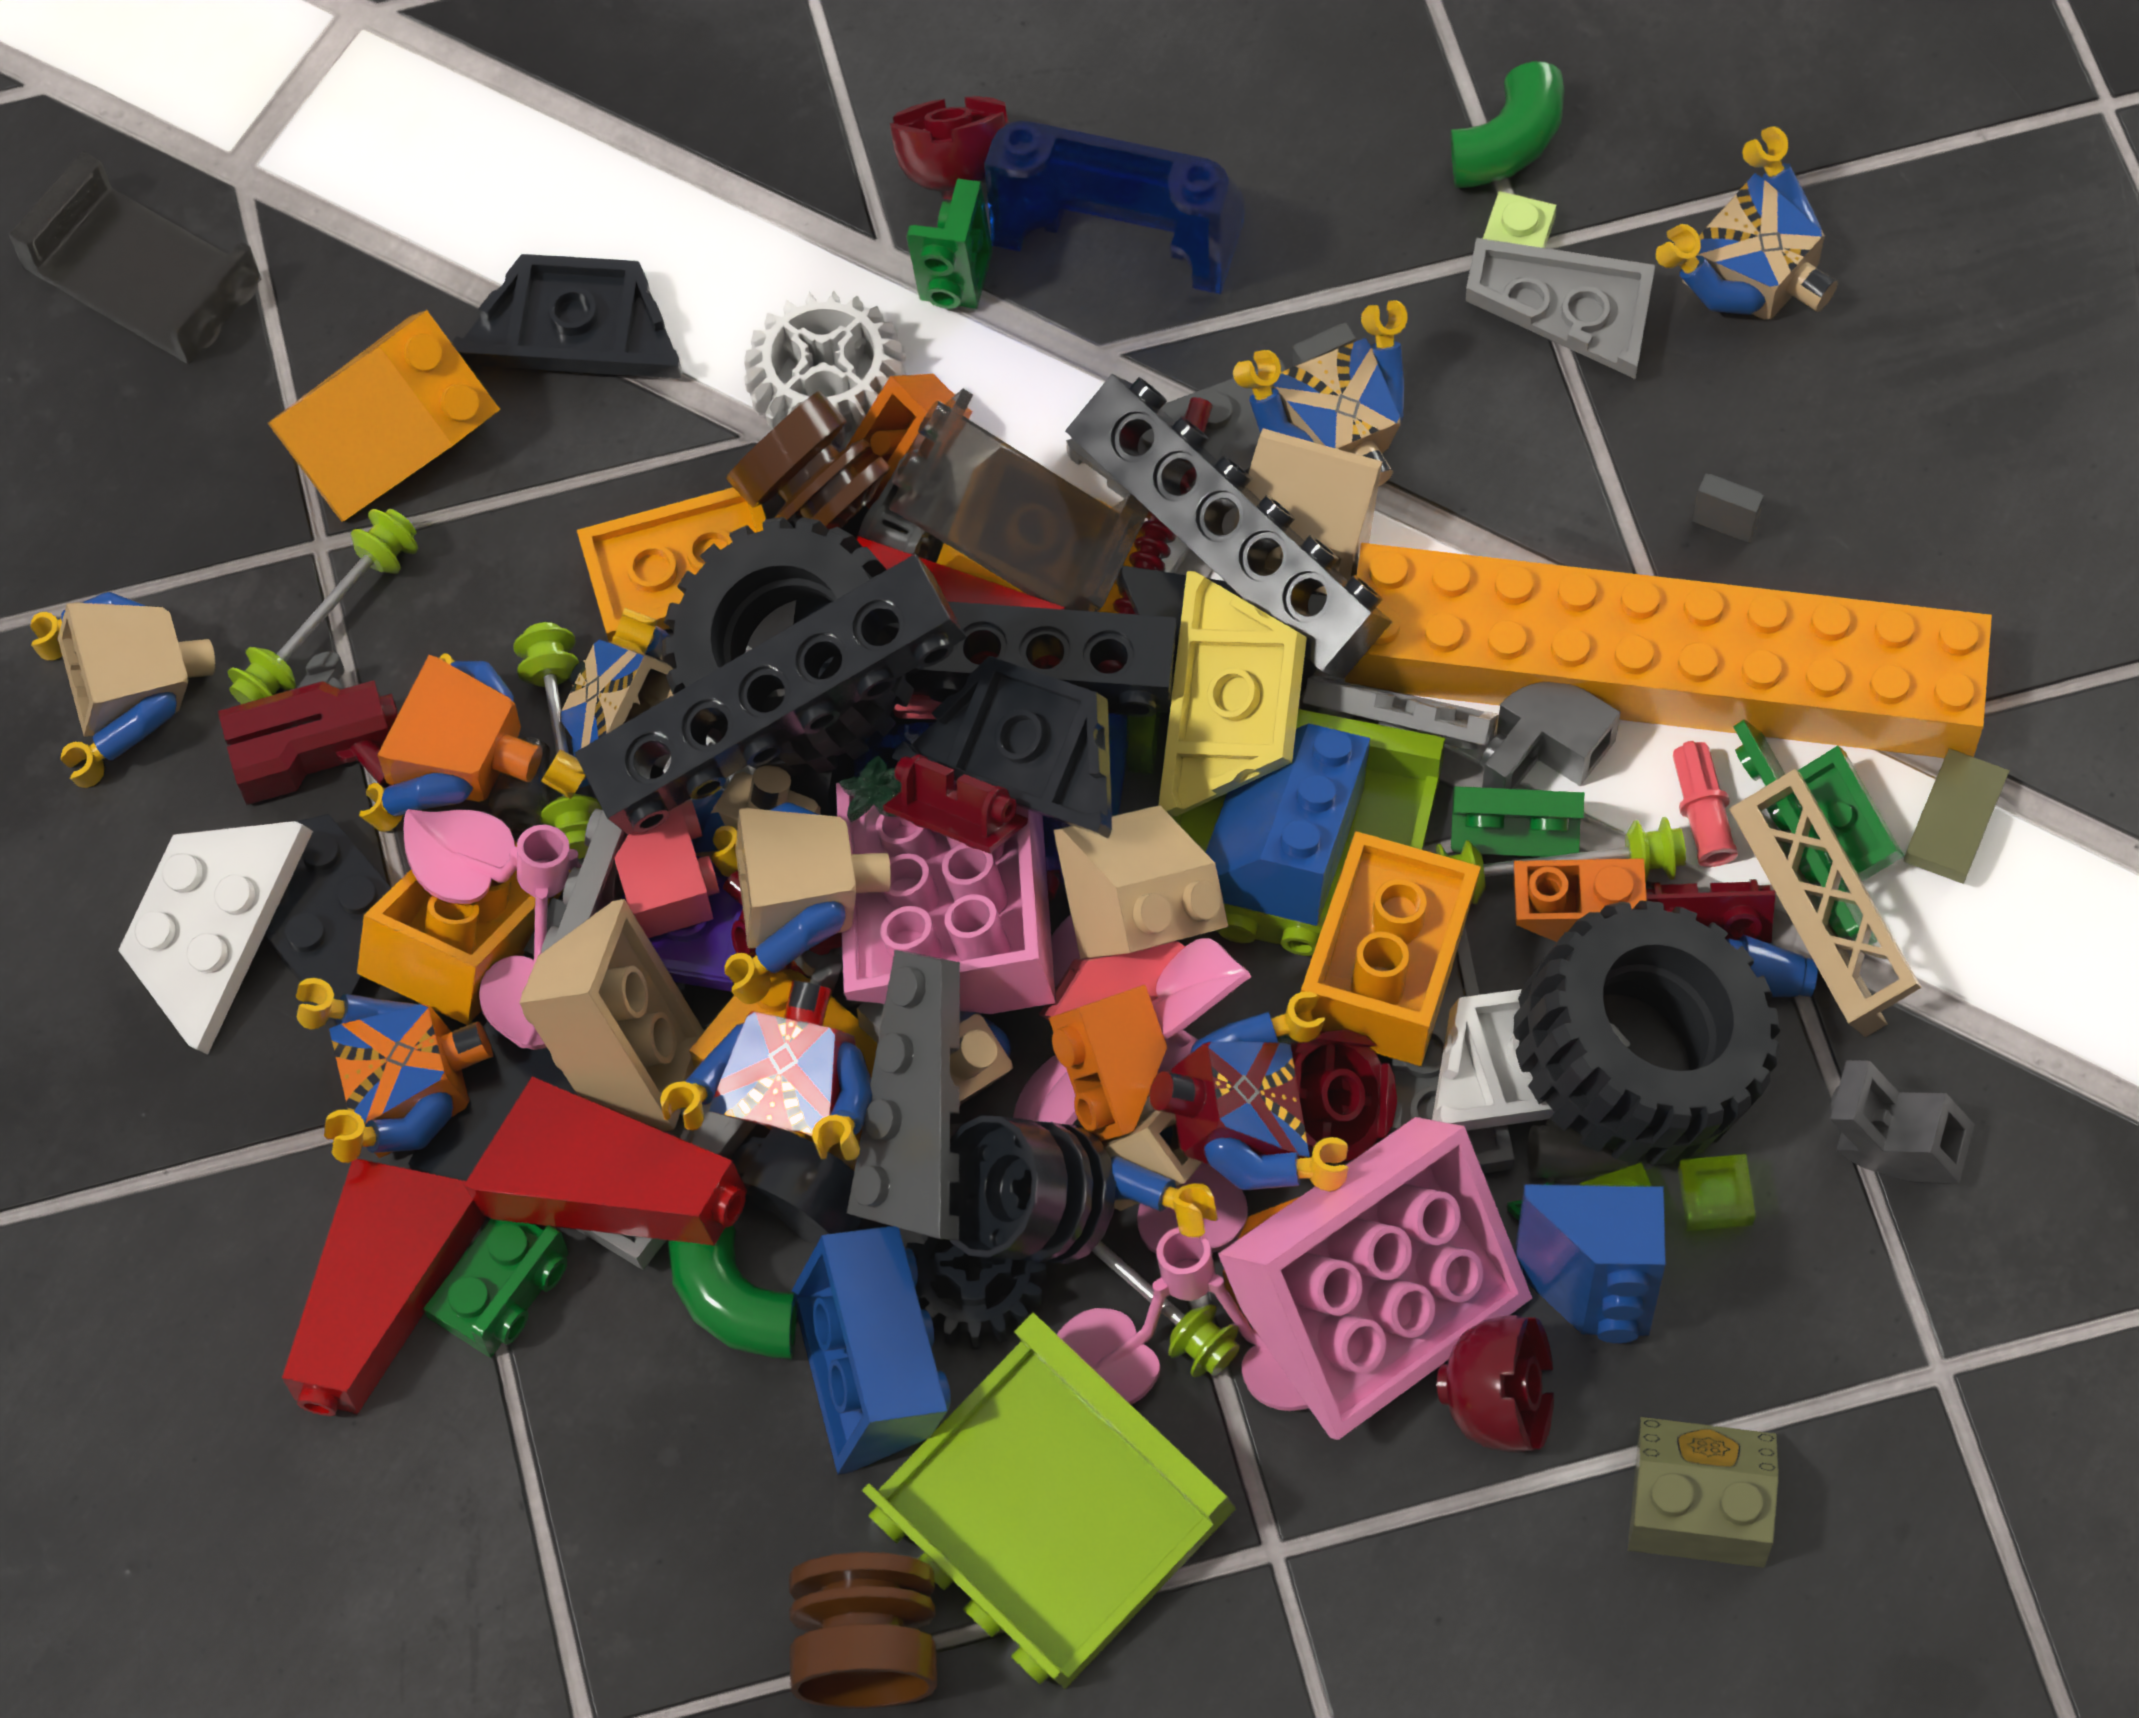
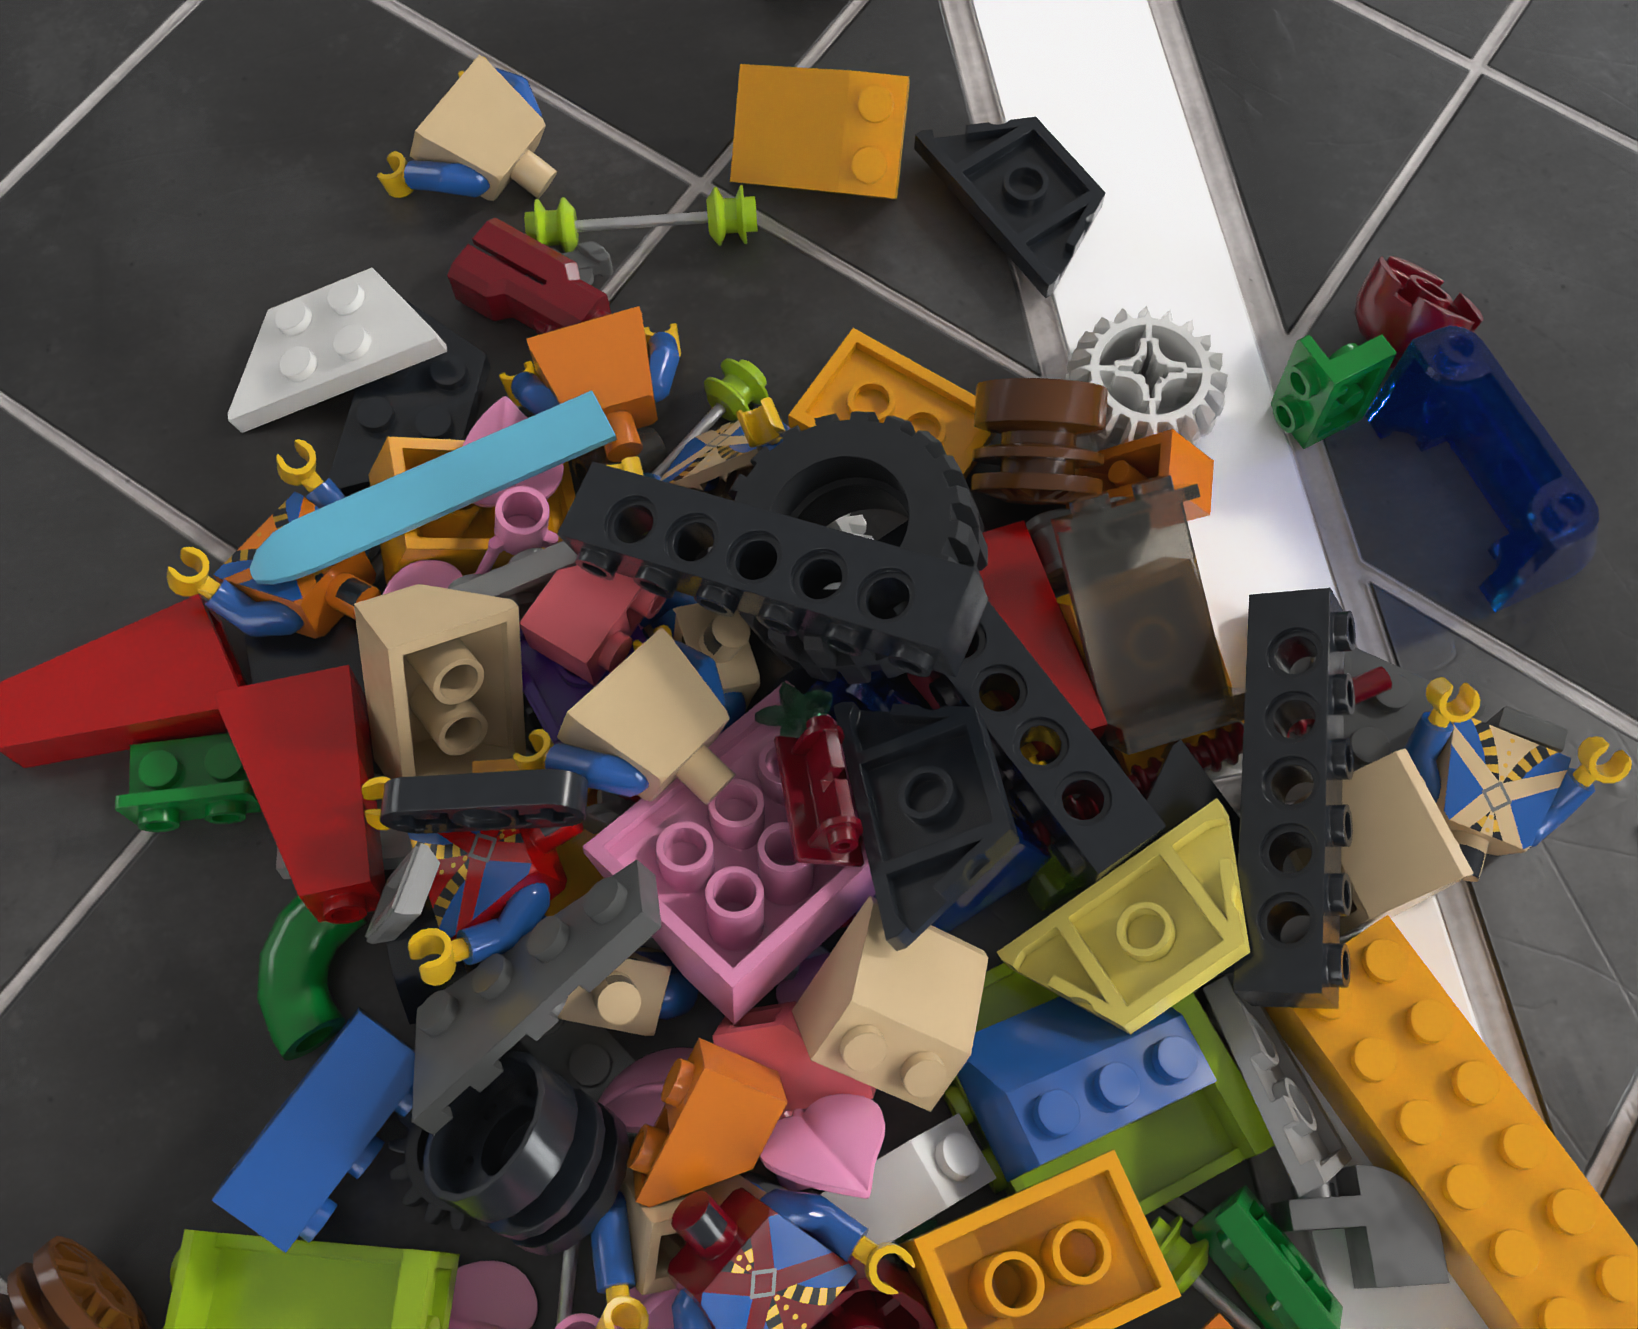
camera: 45 degrees right, 5 degrees up
(446, 913) = (432, 490): none -> medium azure piece
(758, 1020) = (484, 801): none -> black beam
(767, 1138) = (403, 895): none -> light grey tile
(1276, 966) = (919, 1181): none -> white slope

